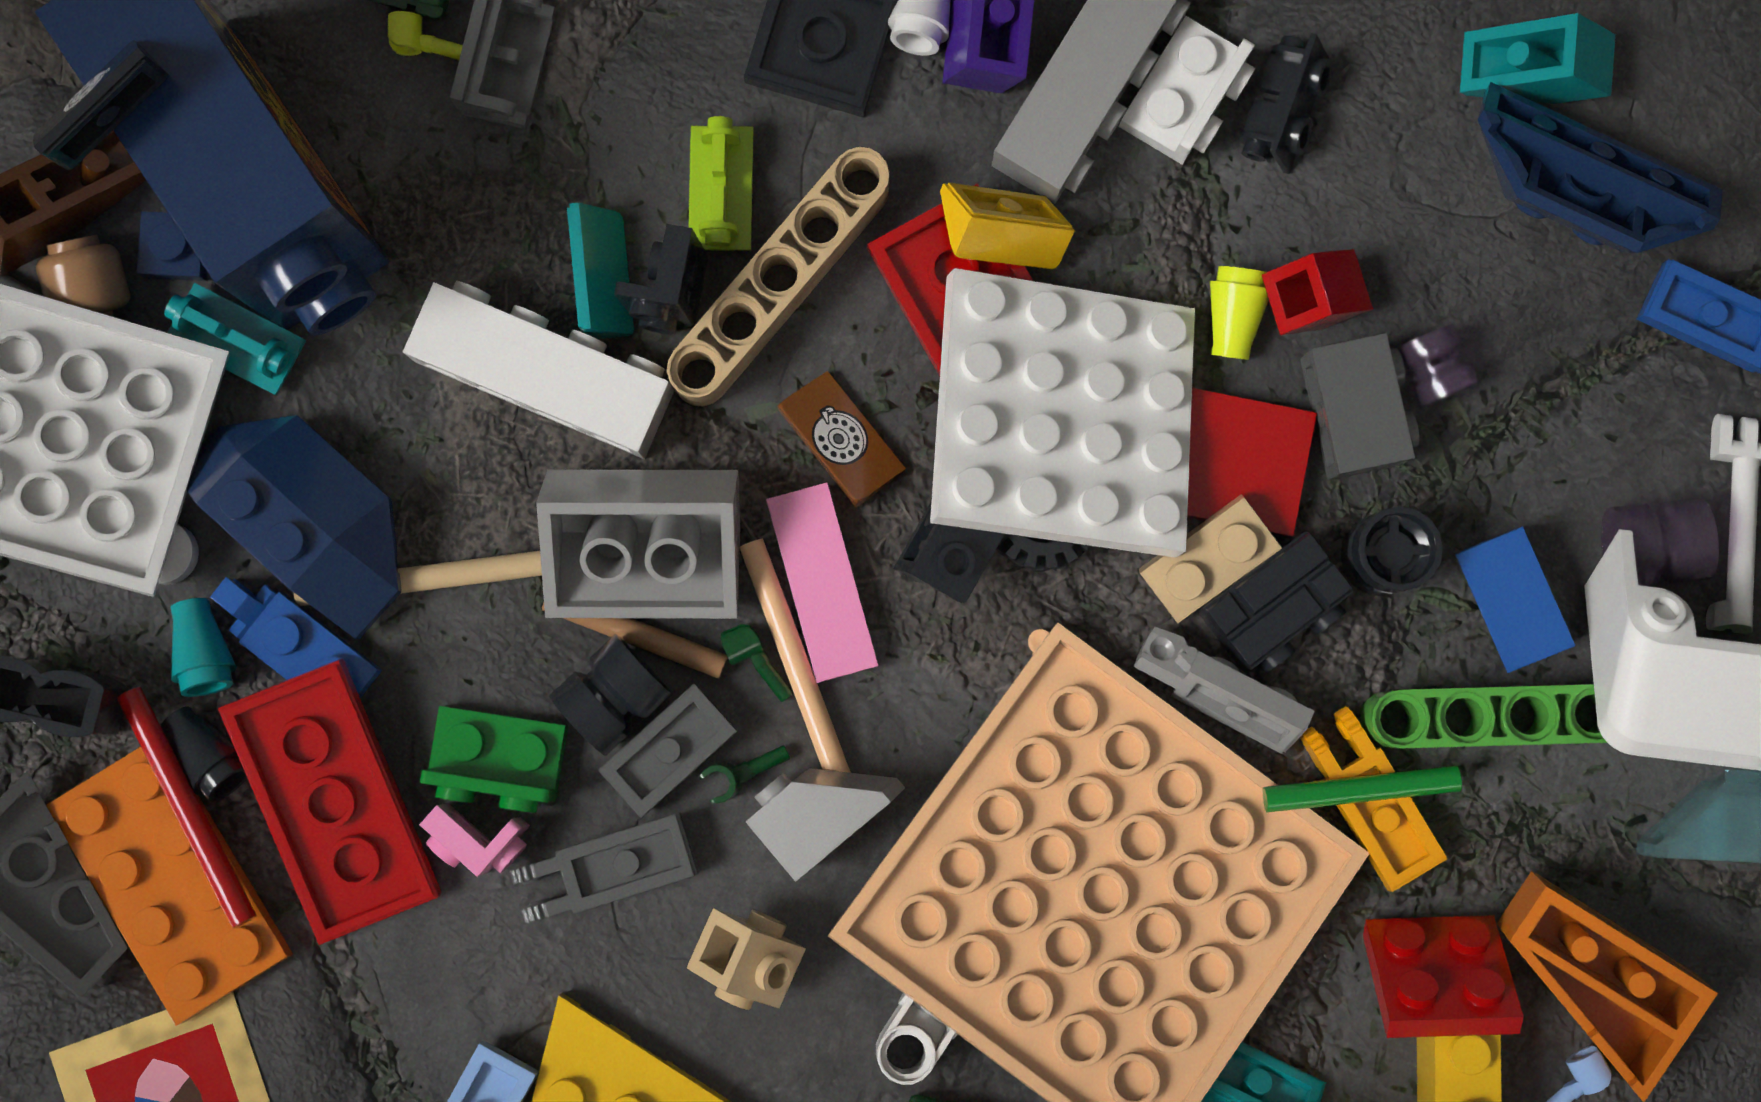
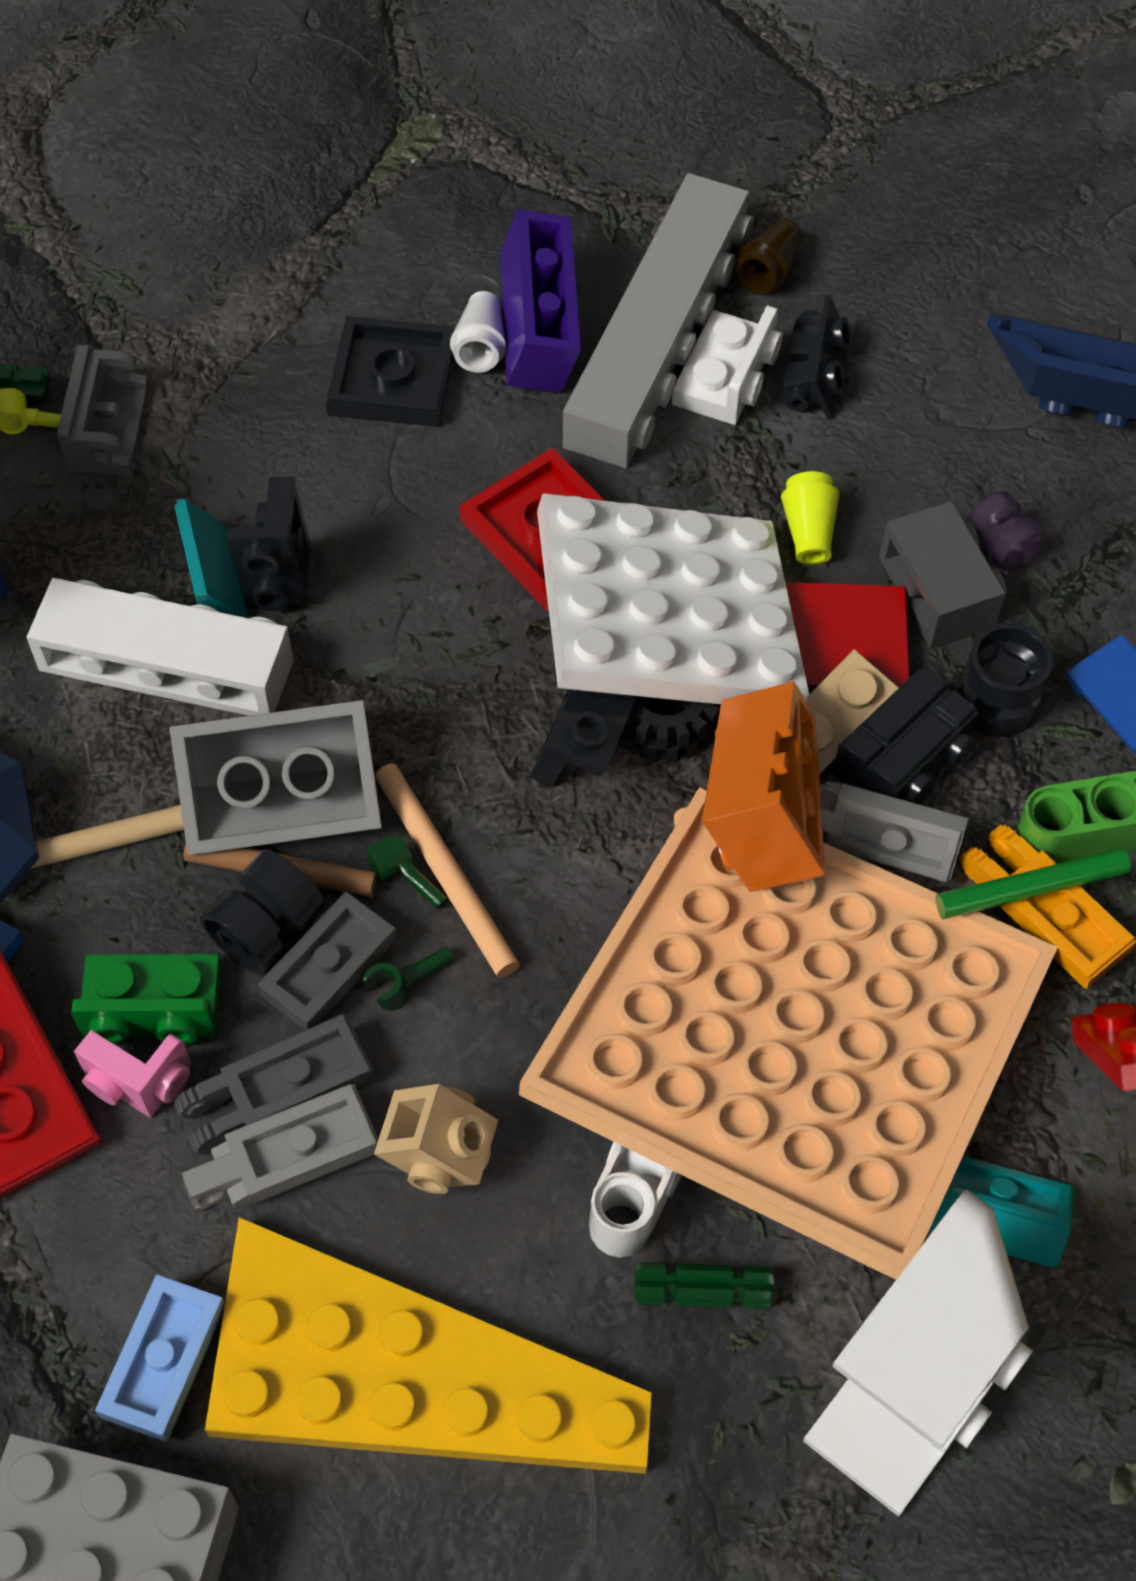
camera: 10 degrees left, 25 degrees down
(609, 937) = (284, 1151): none -> light grey hinge
(721, 184) = (319, 480): lime hinge -> none
(785, 247) = (379, 547): tan beam -> none
(817, 813) = (493, 986): light grey slope -> none
(822, 582) = (462, 796): bright pink tile -> none
(841, 438) = (458, 673): dark orange slope -> none
(1004, 226) = (584, 470): yellow slope -> none
(1119, 657) = (766, 788): none -> orange wedge
(1317, 291) = (879, 482): red brick -> none
(1541, 59) = (1037, 287): teal slope -> none

